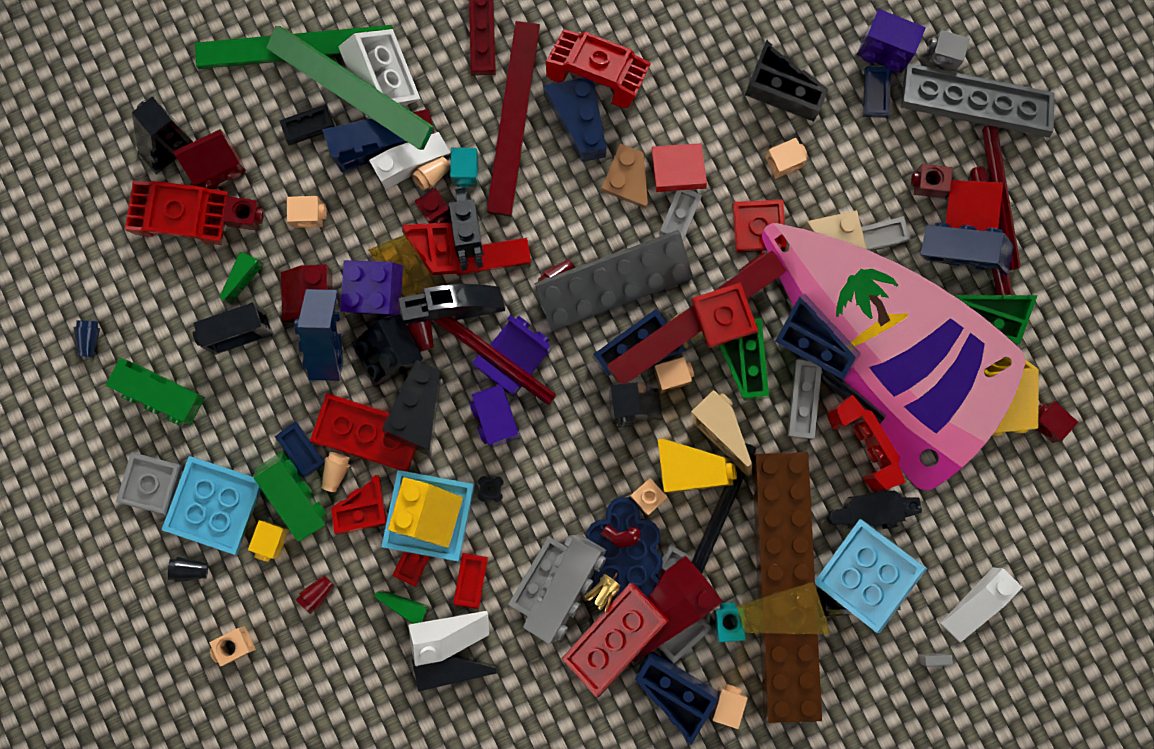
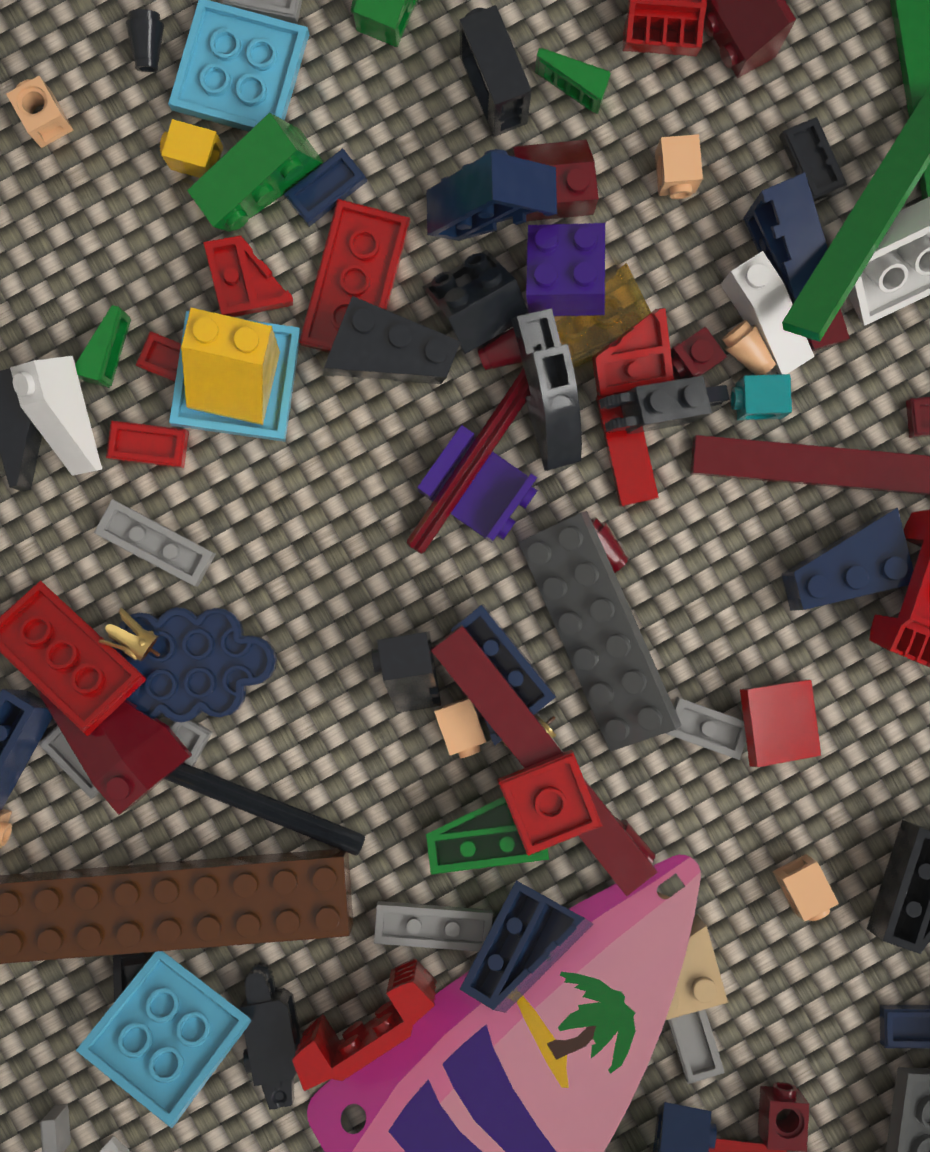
camera: 85 degrees right, 5 degrees up
(235, 205) = (675, 59): dark red brick -> none
(315, 594) = (116, 222): dark red cone -> none
(334, 471) = (296, 237): light nougat cone -> none
(485, 483) = (272, 472): black plate -> none
(495, 416) = (380, 463): dark purple brick -> none
(565, 588) = (133, 578): light grey wedge -> none
(622, 539) = (209, 660): dark red arm -> none
(627, 176) = (762, 645): medium nougat wing -> none
(648, 496) = (275, 696): light nougat brick -> none
(692, 468) = (316, 763): yellow slope -> none
(719, 424) = (383, 803): tan slope -> none
(735, 633) = (81, 827): teal brick -> none
(750, 221) = (704, 836): red tile -> none
(787, 612) = (105, 909): clear yellow wing -> none
(844, 390) = (446, 992): black axle -> none

